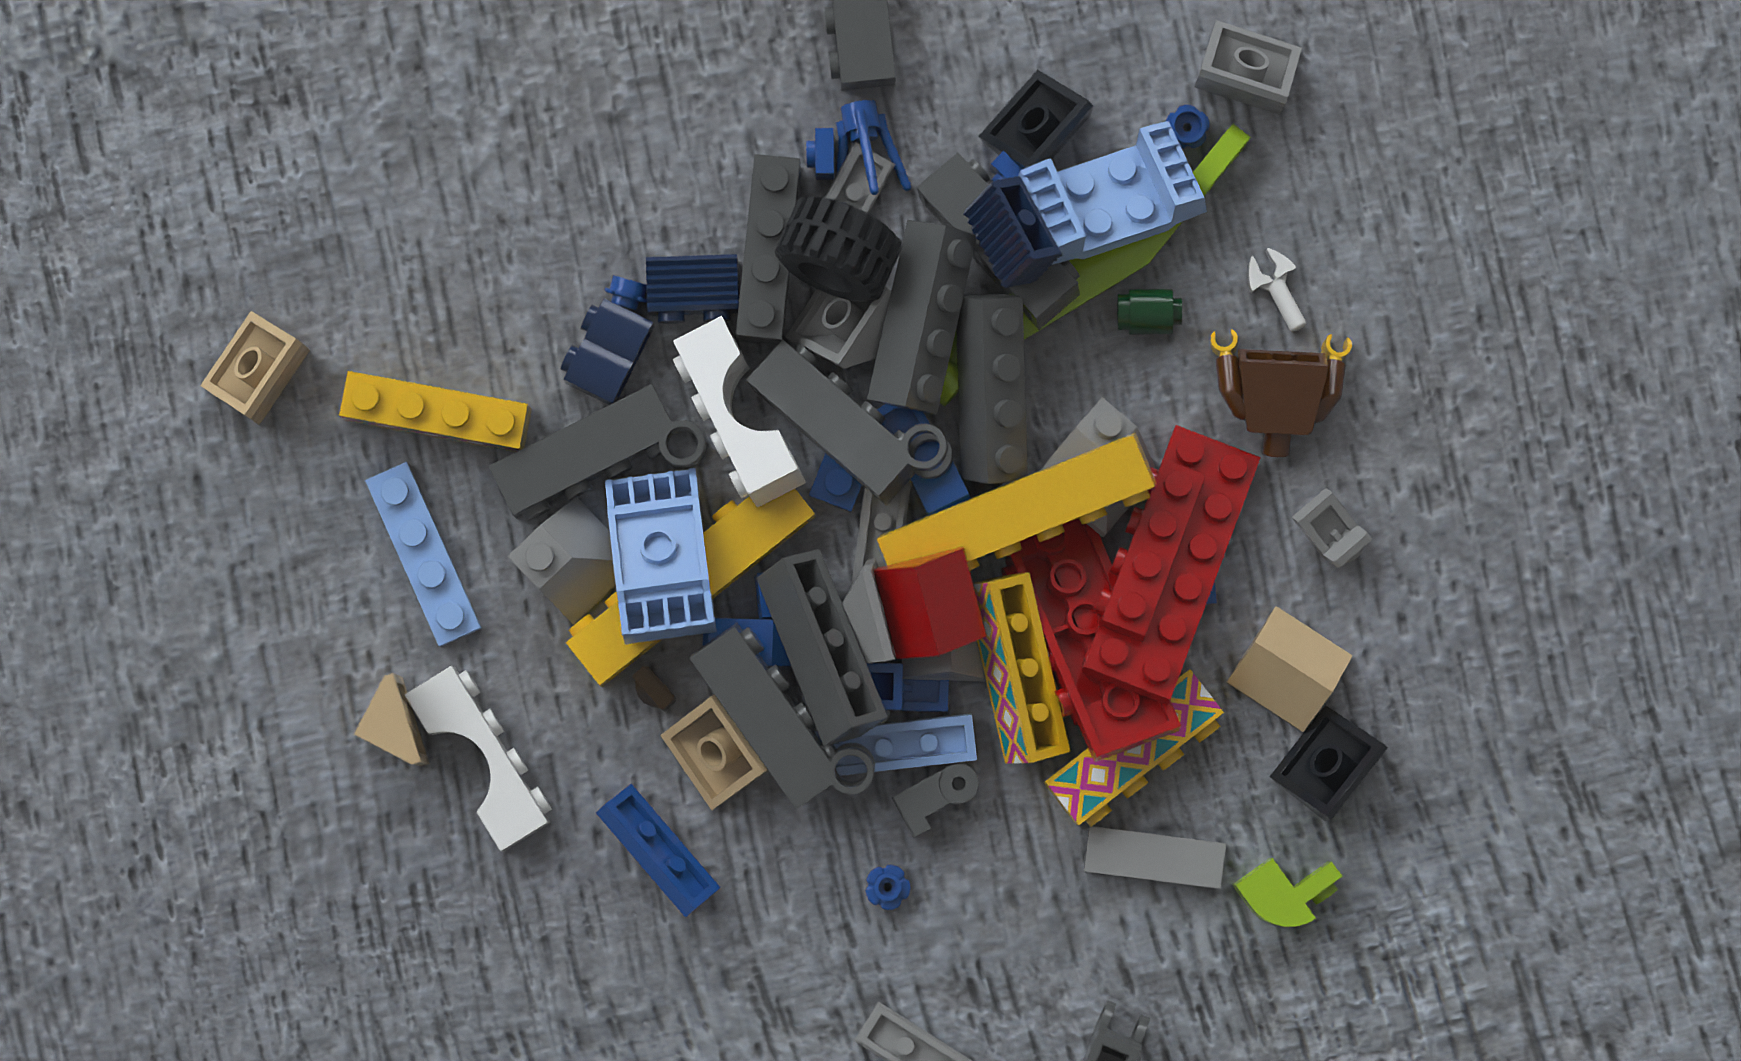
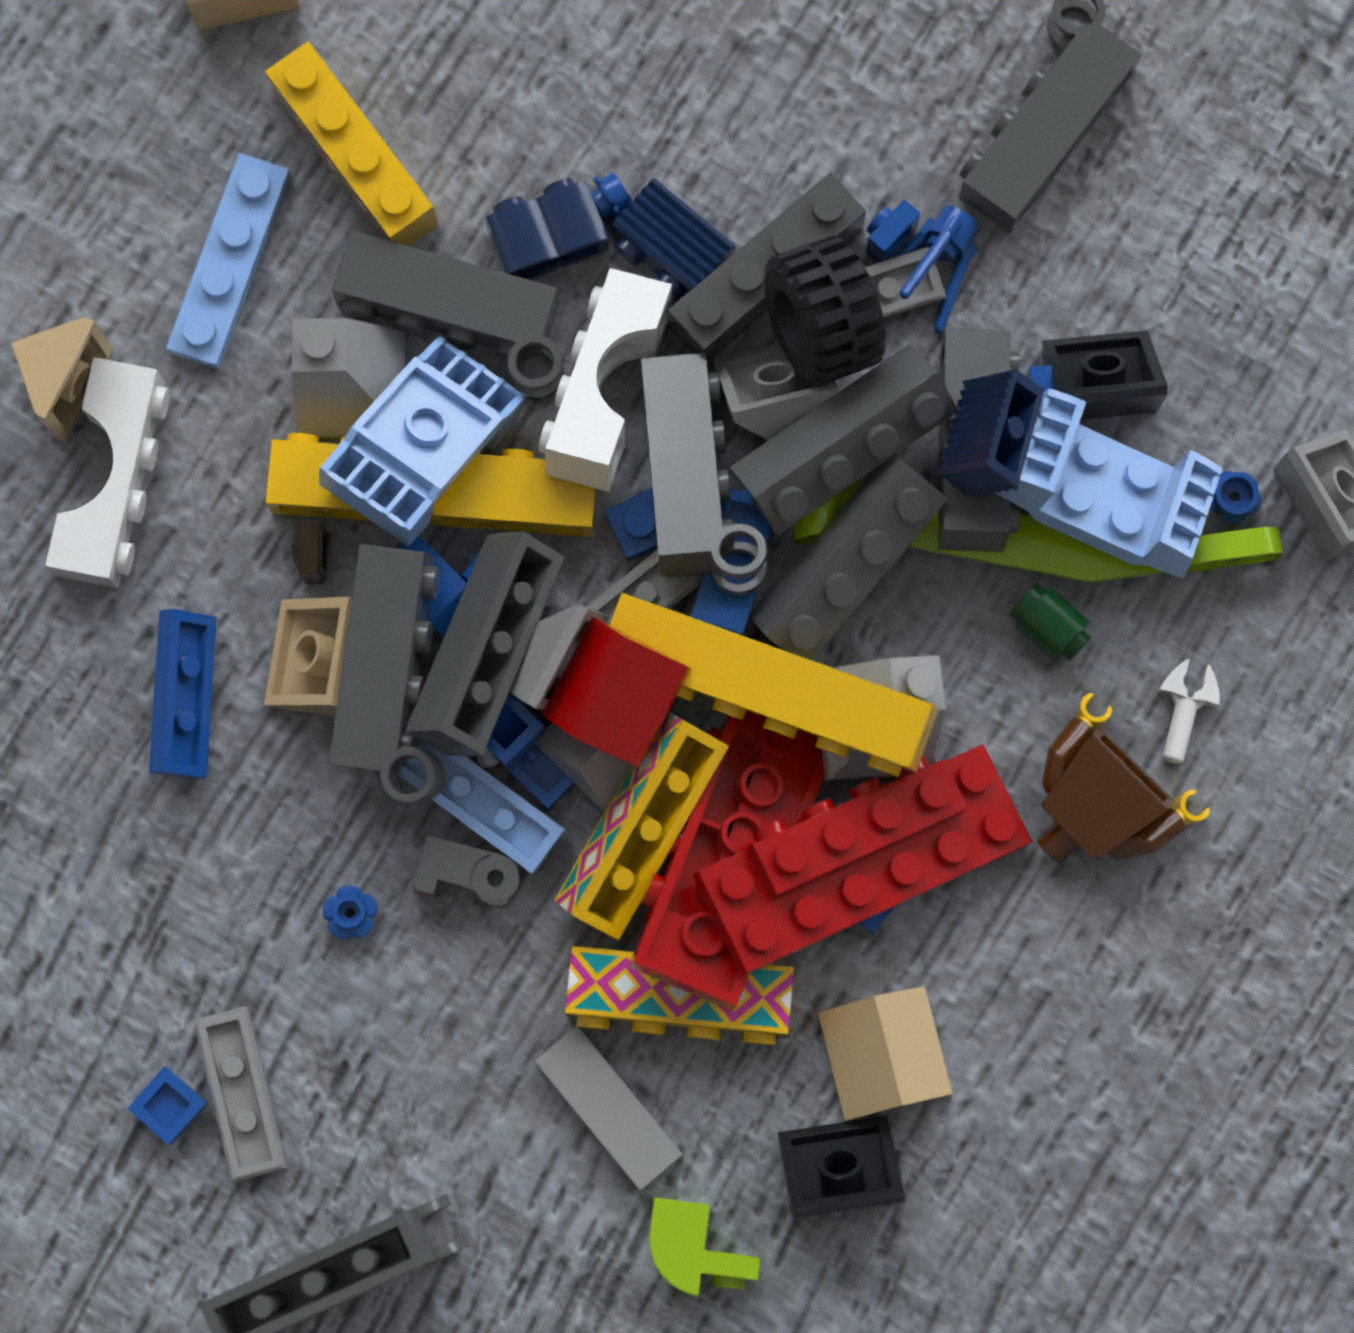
camera: 45 degrees right, 5 degrees down
(1331, 529) = (1037, 962): light grey bracket -> none

